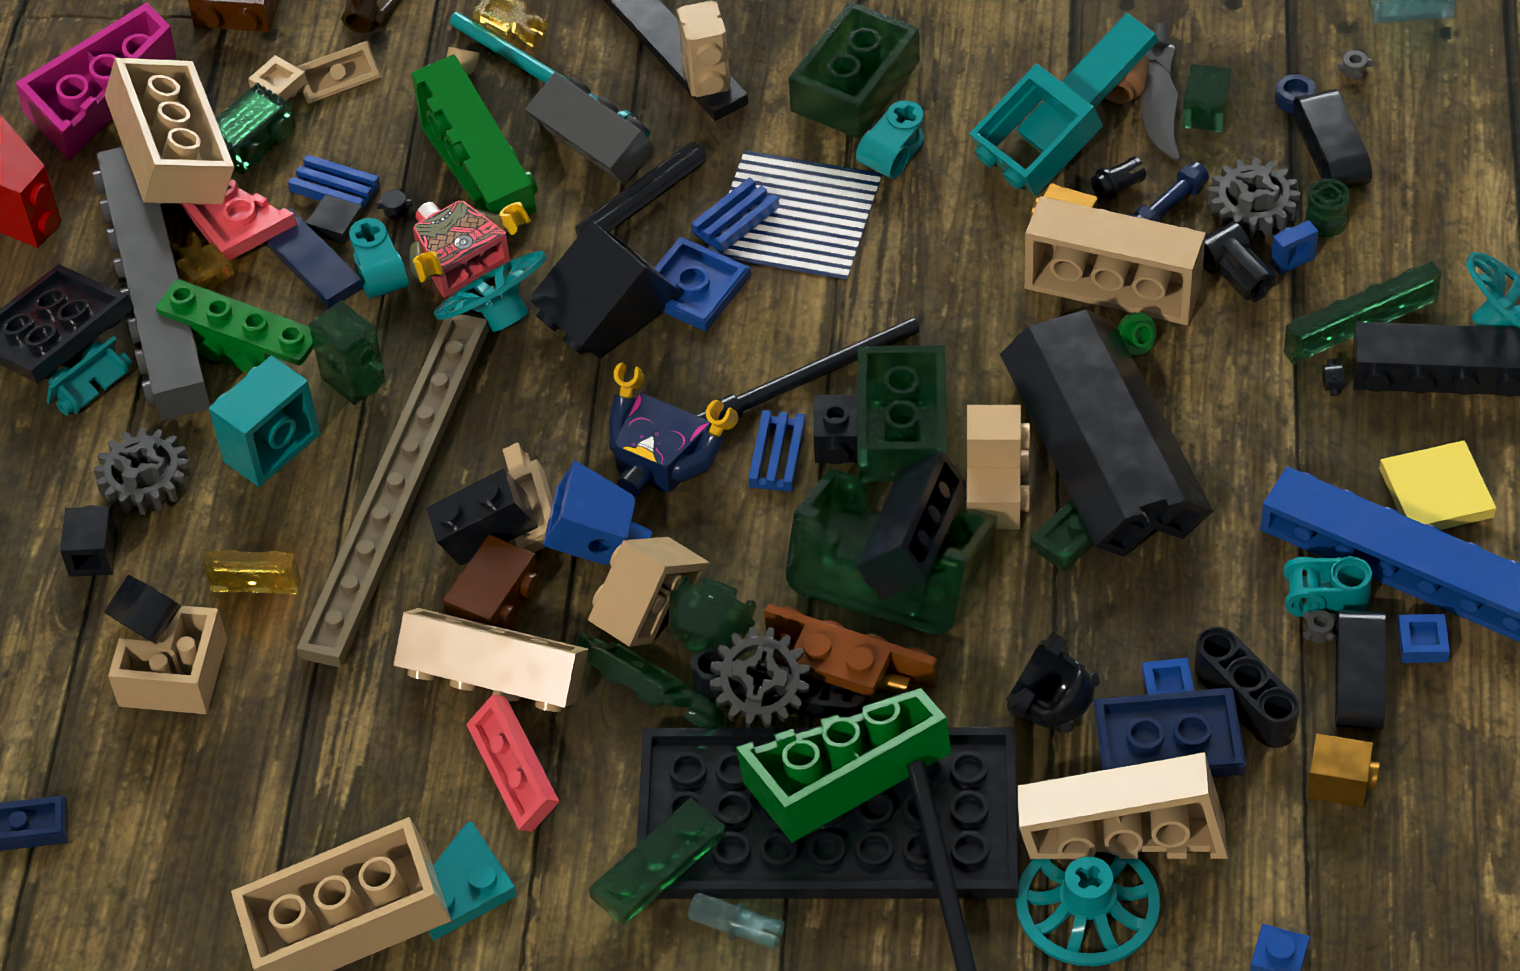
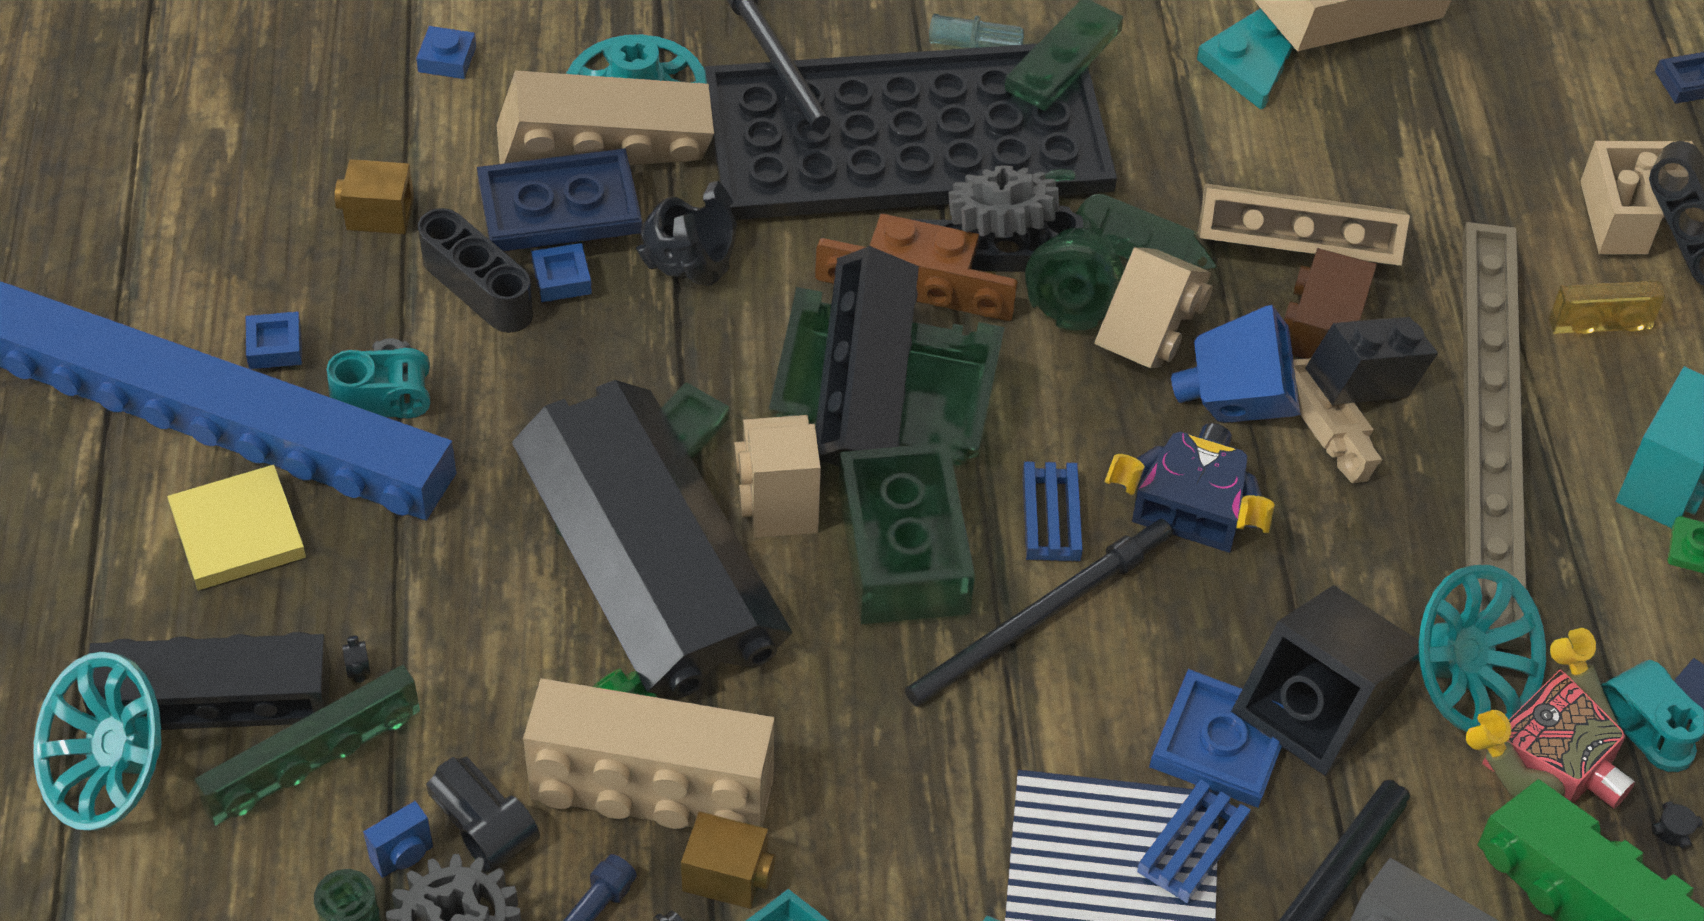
camera: 165 degrees right, 0 degrees up
(347, 352) = (1621, 542): clear green brick -> none
(512, 763) = (1239, 144): coral plate -> none
(835, 429) = (989, 523): black brick -> none
(844, 762) = (898, 118): green wedge -> none
(1360, 669) = (347, 296): black beam -> none

